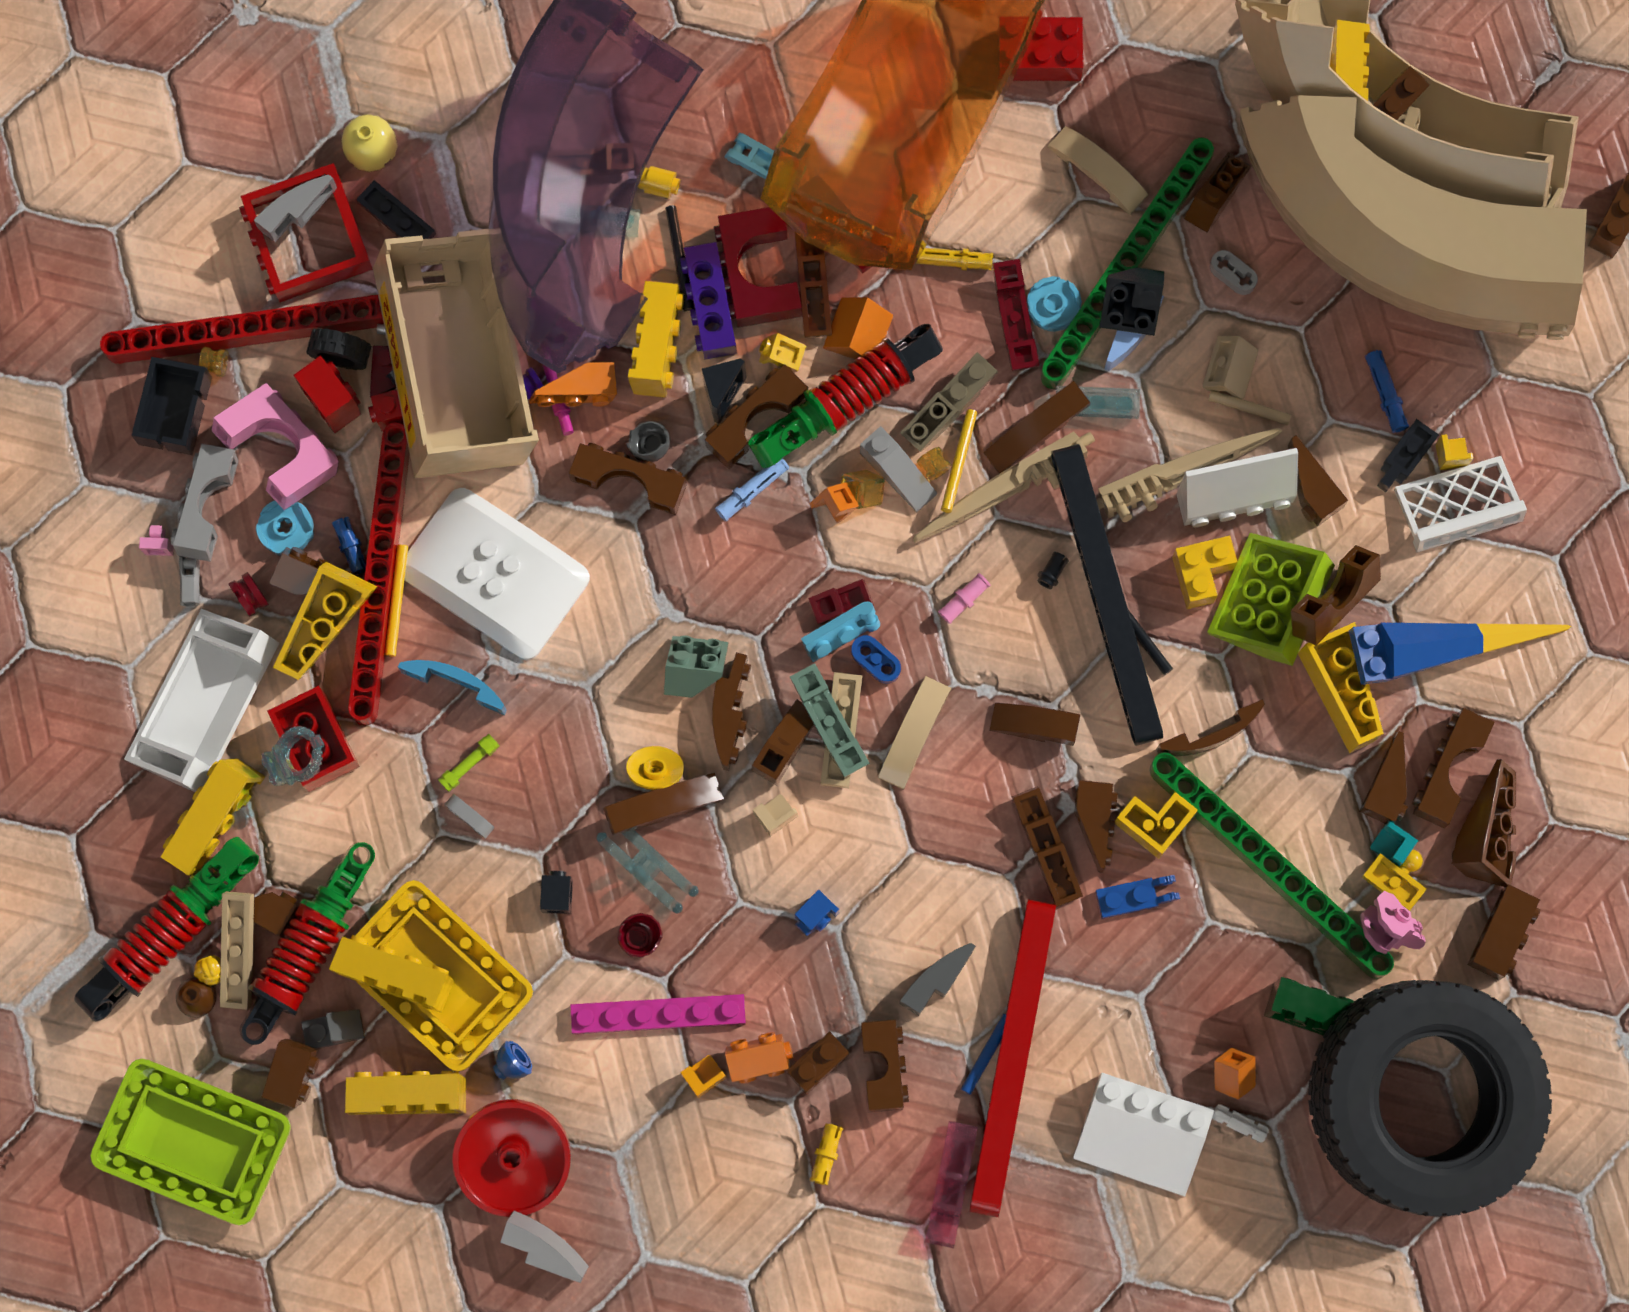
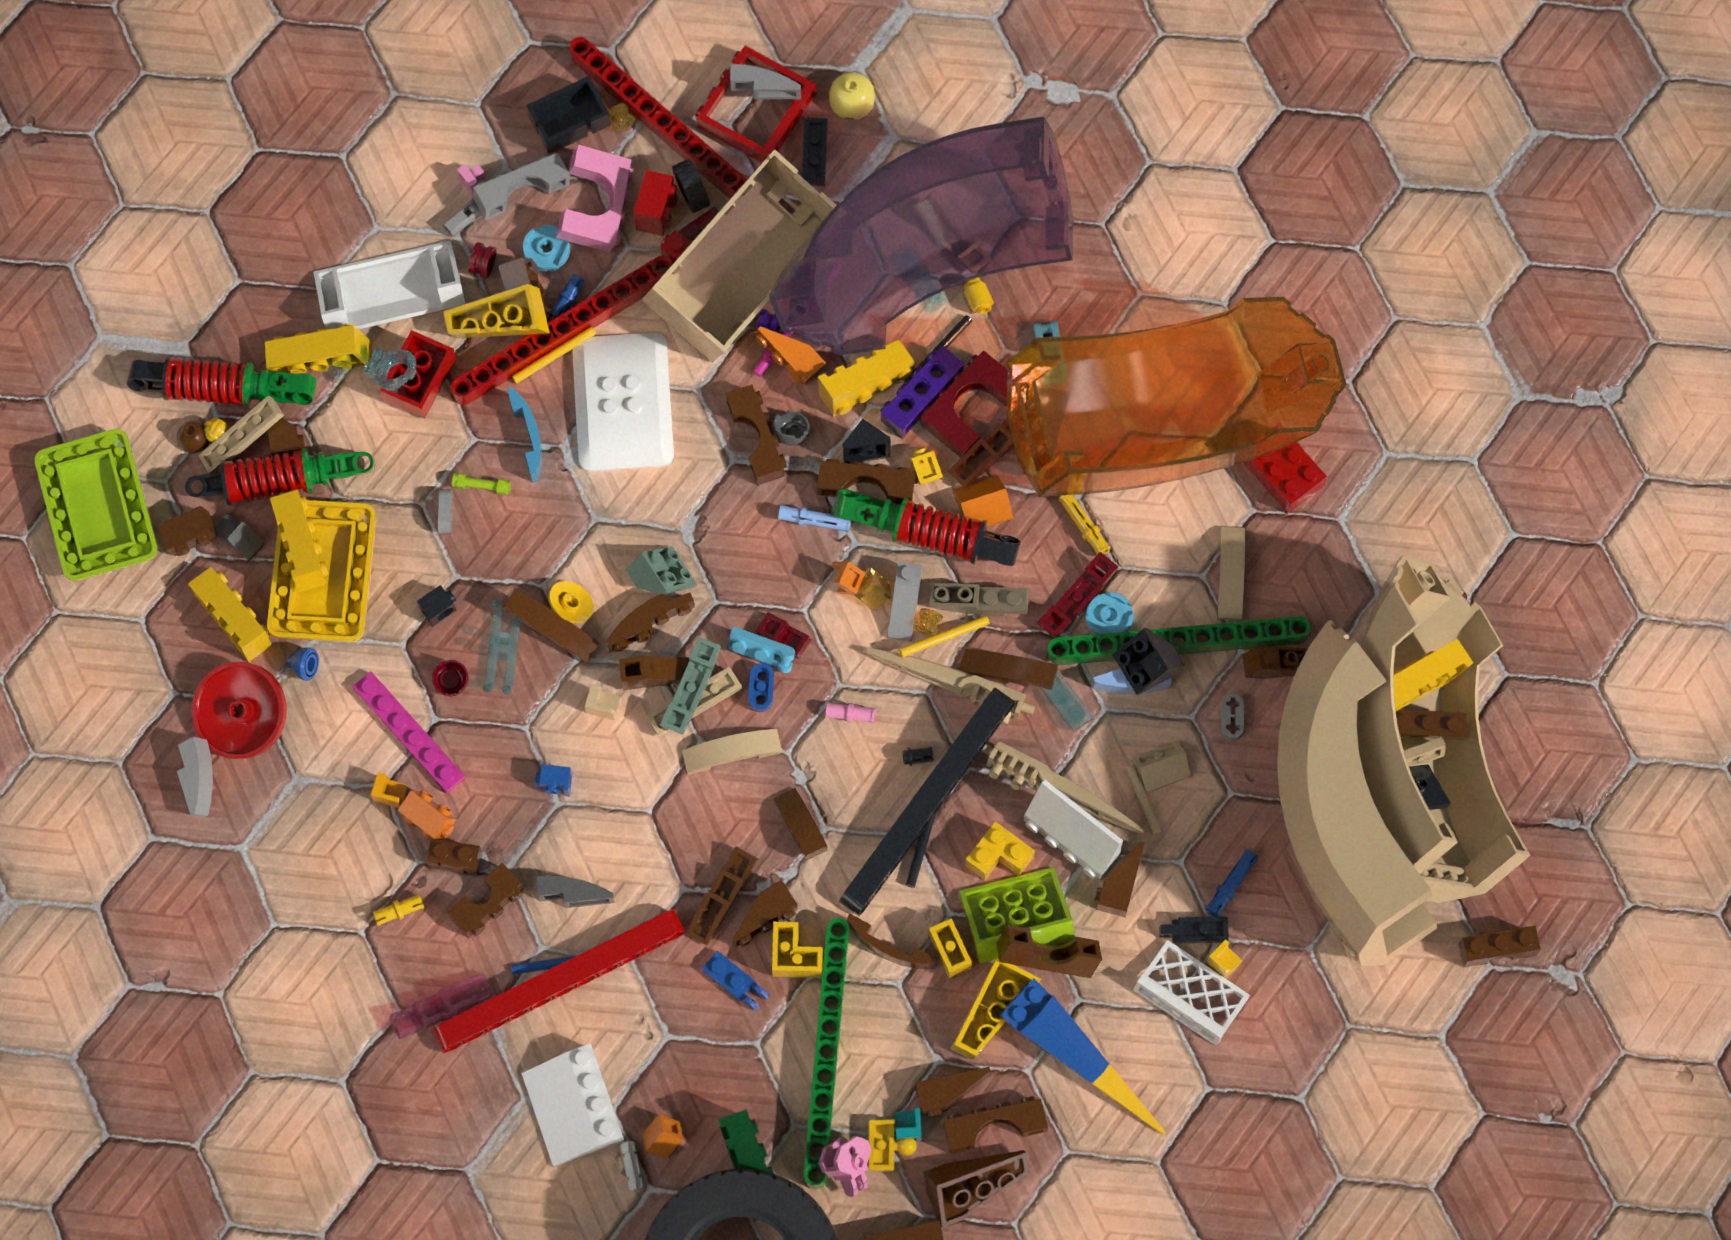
camera: 50 degrees right, 5 degrees down
(1260, 680) = (950, 948): none -> yellow brick

